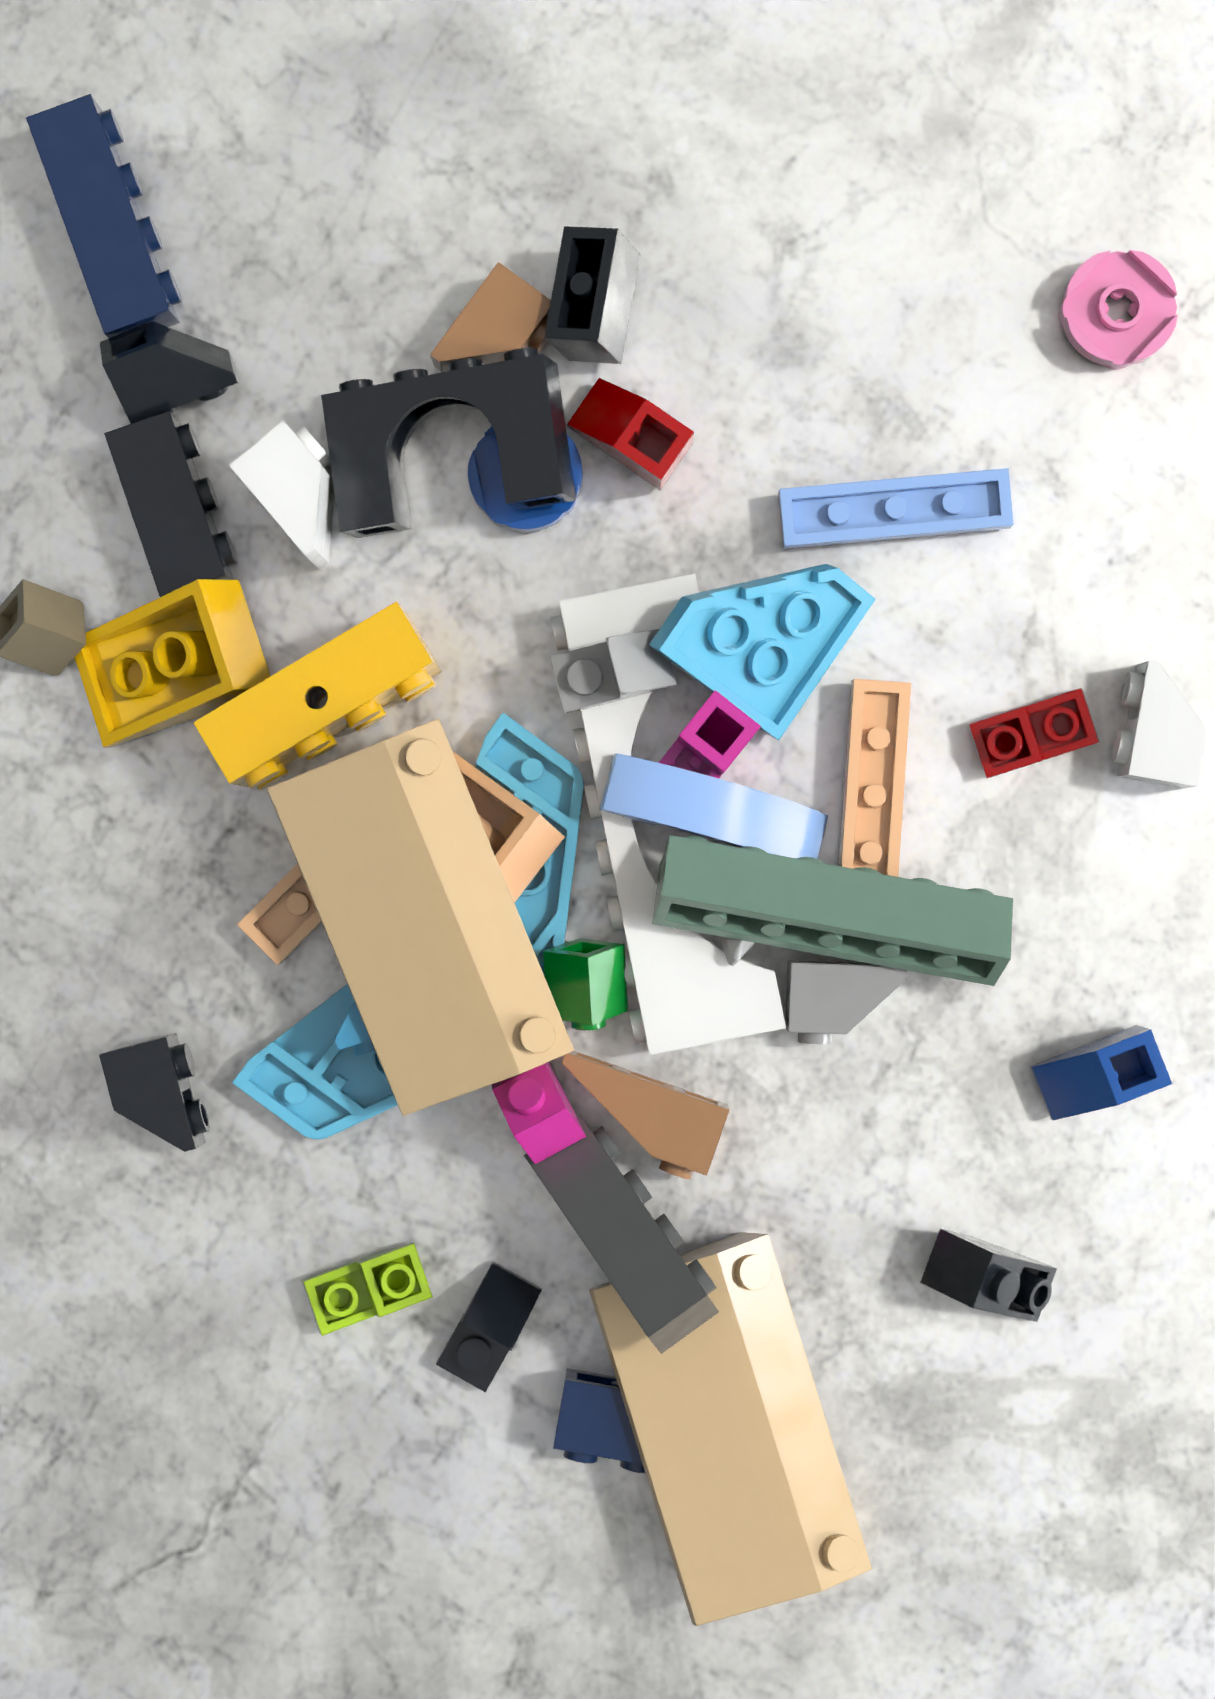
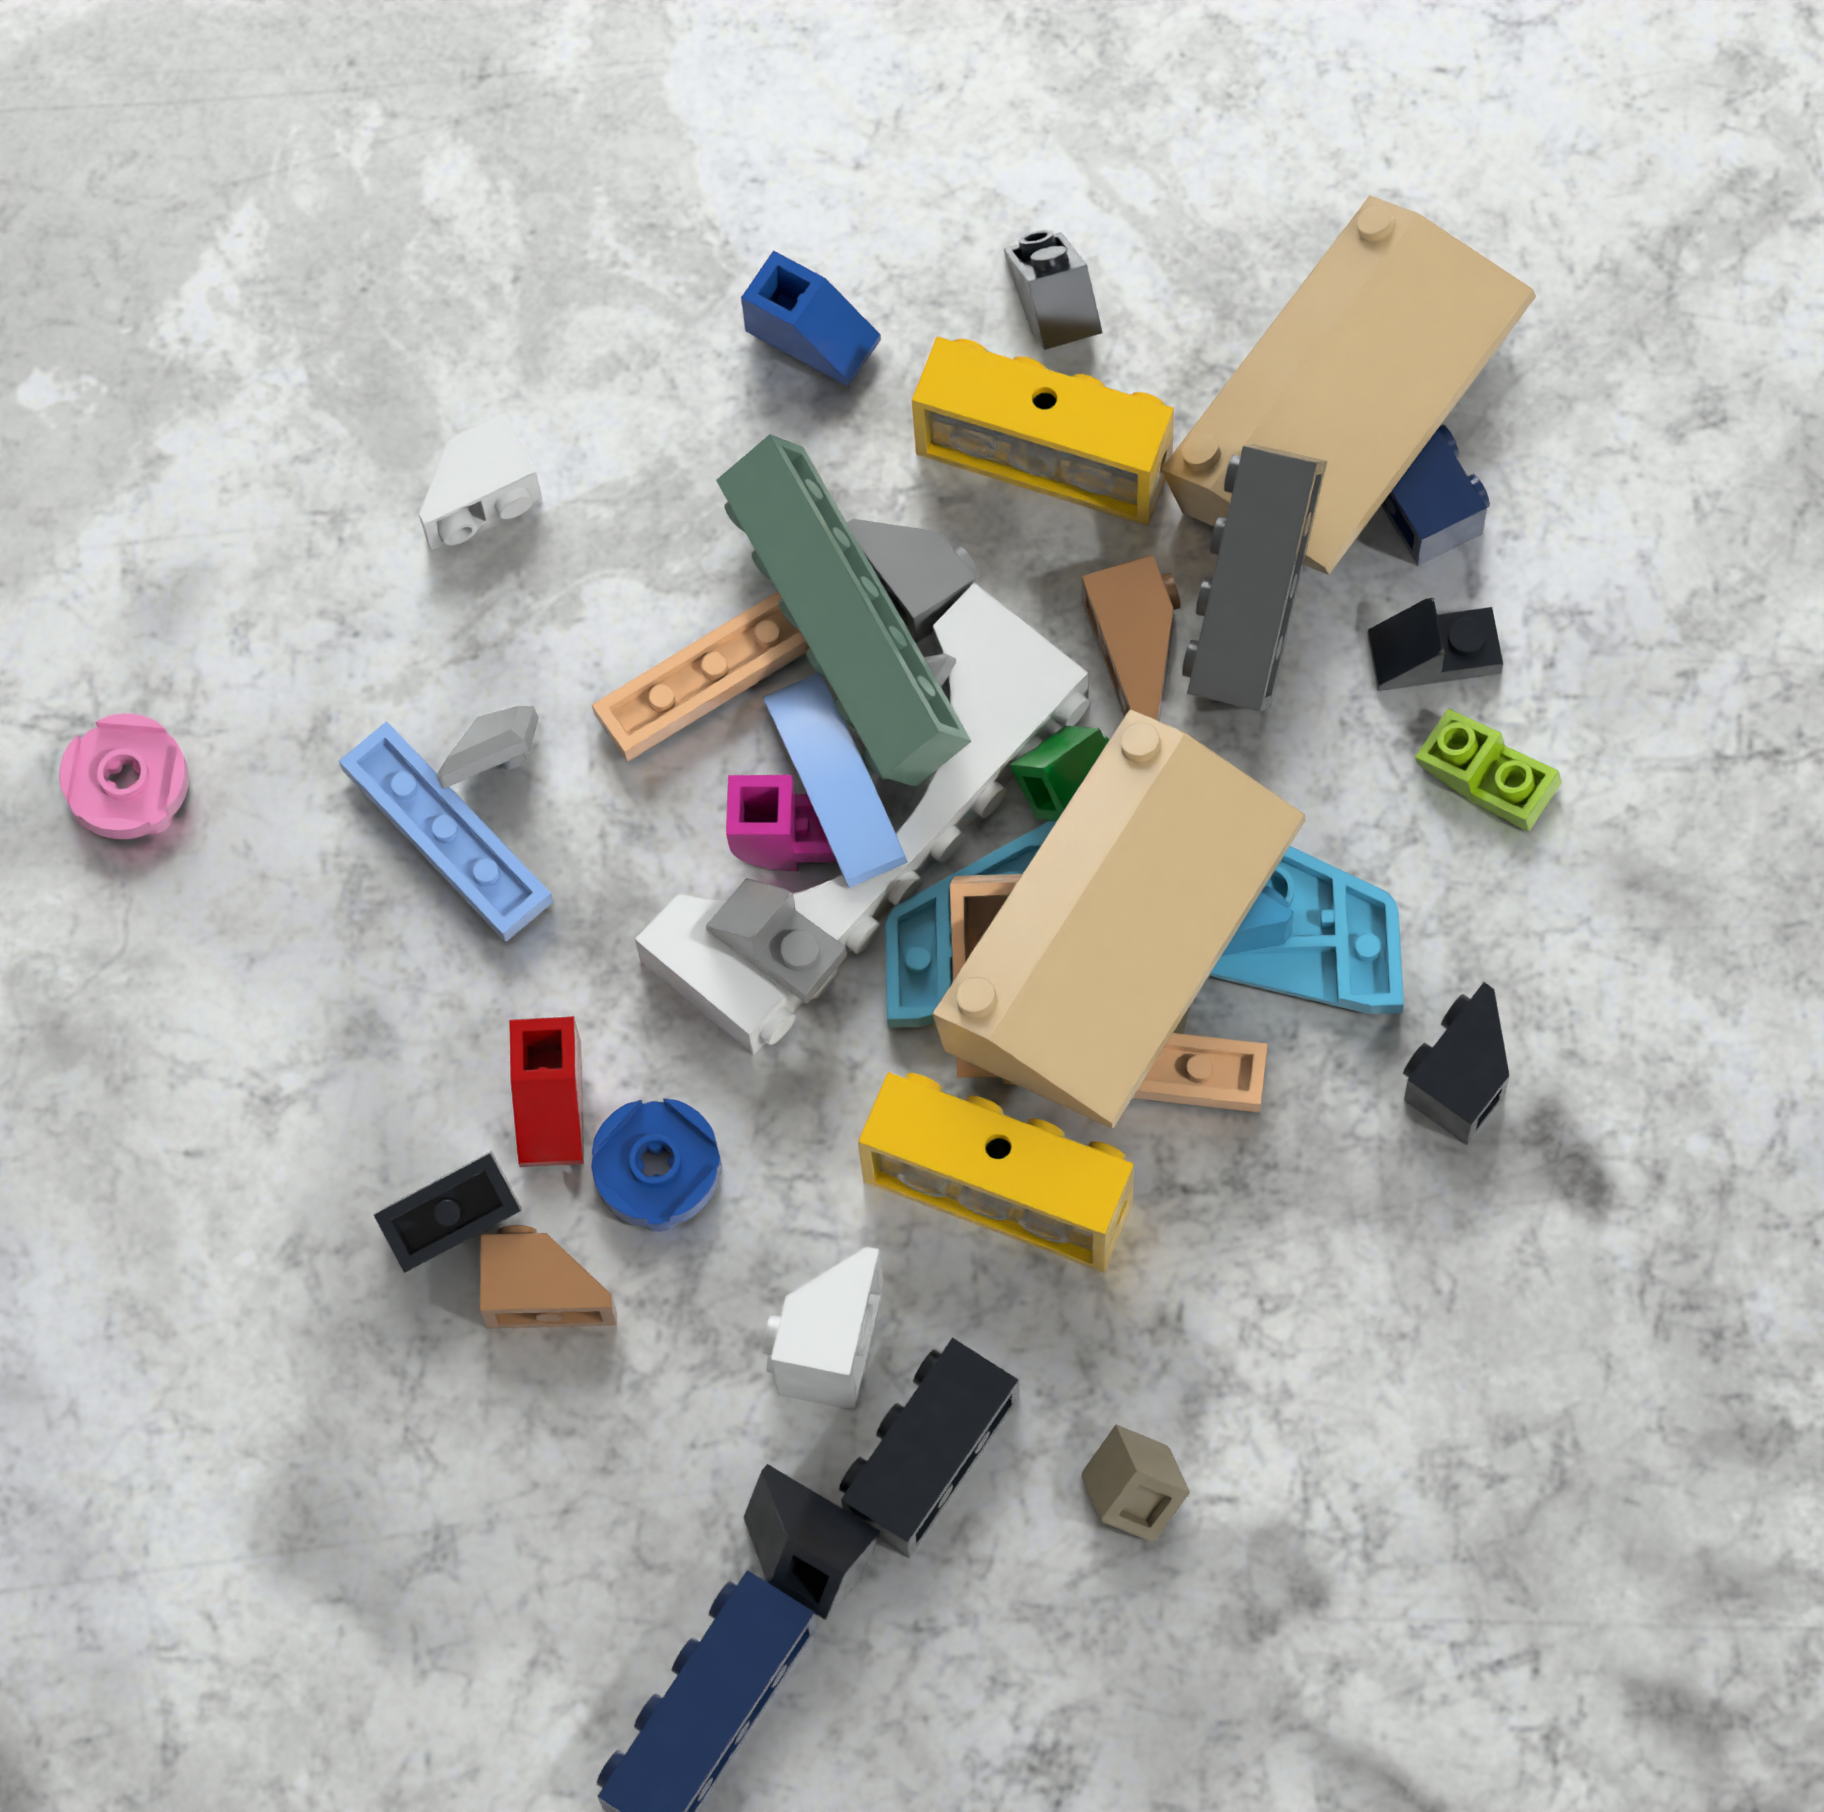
camera: 120 degrees left, 20 degrees down
(170, 660) = (1074, 1338): yellow slope -> none
(373, 424) = (592, 1200): black arch -> none
(538, 1112) = (1214, 712): dark pink slope -> none
(765, 639) = (646, 842): medium azure plate -> none
(907, 1149) = (1042, 429): none -> yellow brick
(936, 586) = (491, 741): none -> light grey piece
(1034, 733) = (555, 584): red slope -> none

